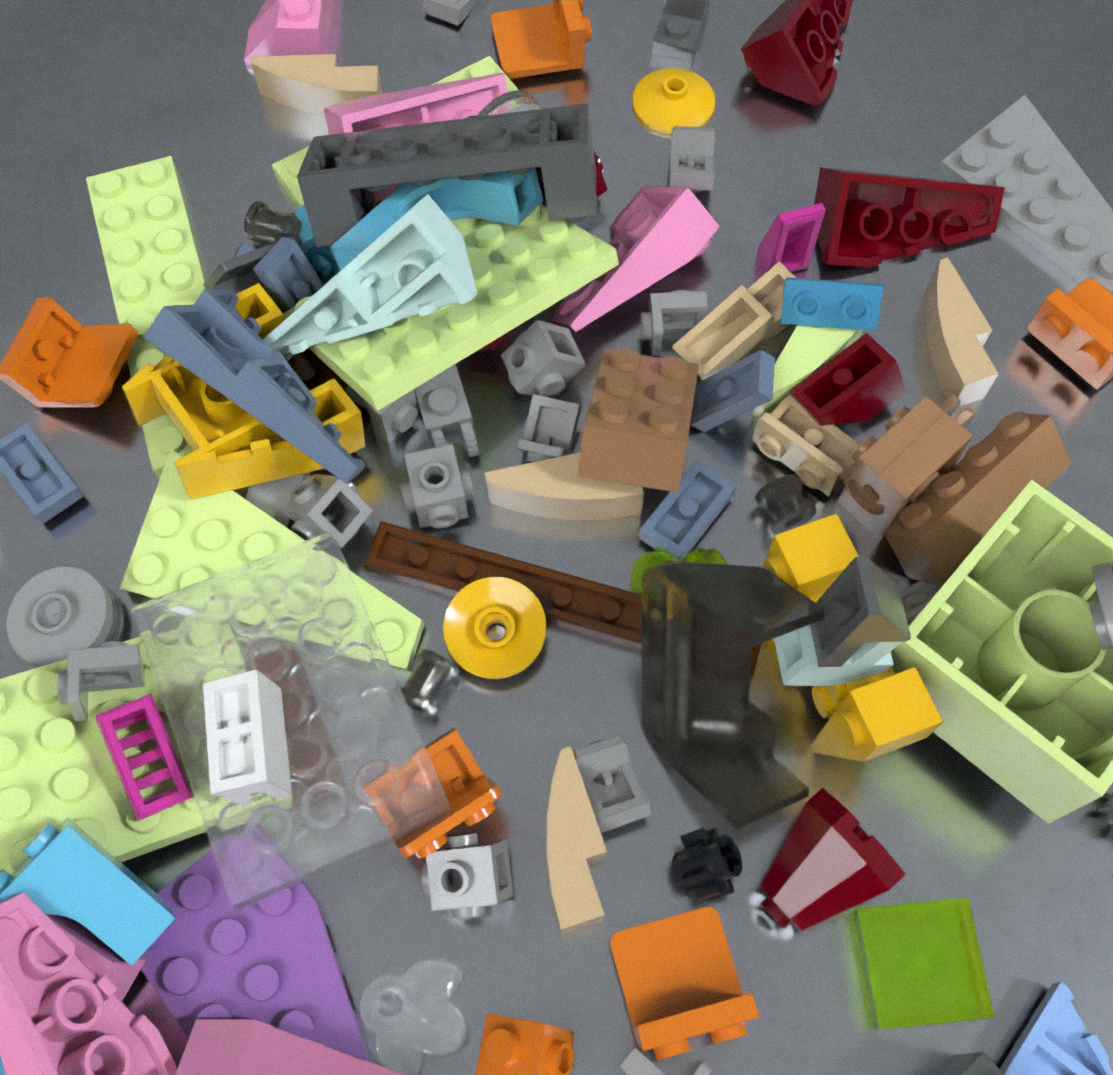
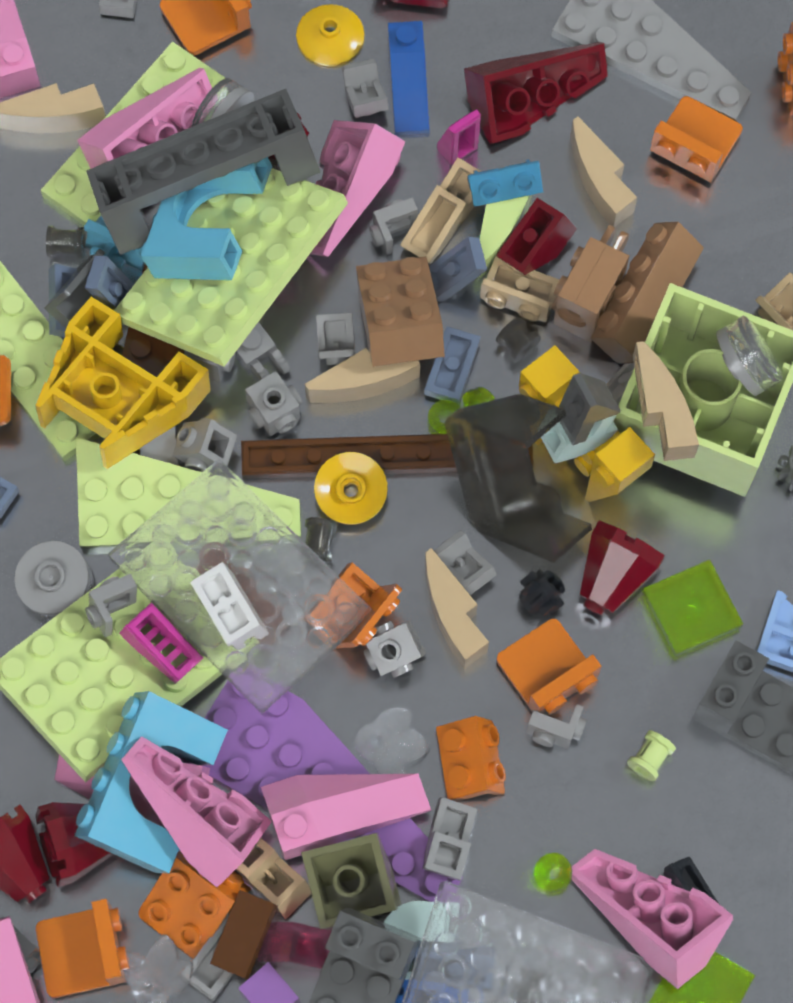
camera: 20 degrees left, 5 degrees up
(235, 361) = (109, 362): sand blue wedge -> none
(401, 274) = (210, 265): light aqua wedge -> none
(542, 360) = (313, 287): light grey brick -> none
(749, 162) = (408, 77): none -> blue slope
(981, 651) = (664, 405): none -> tan slope

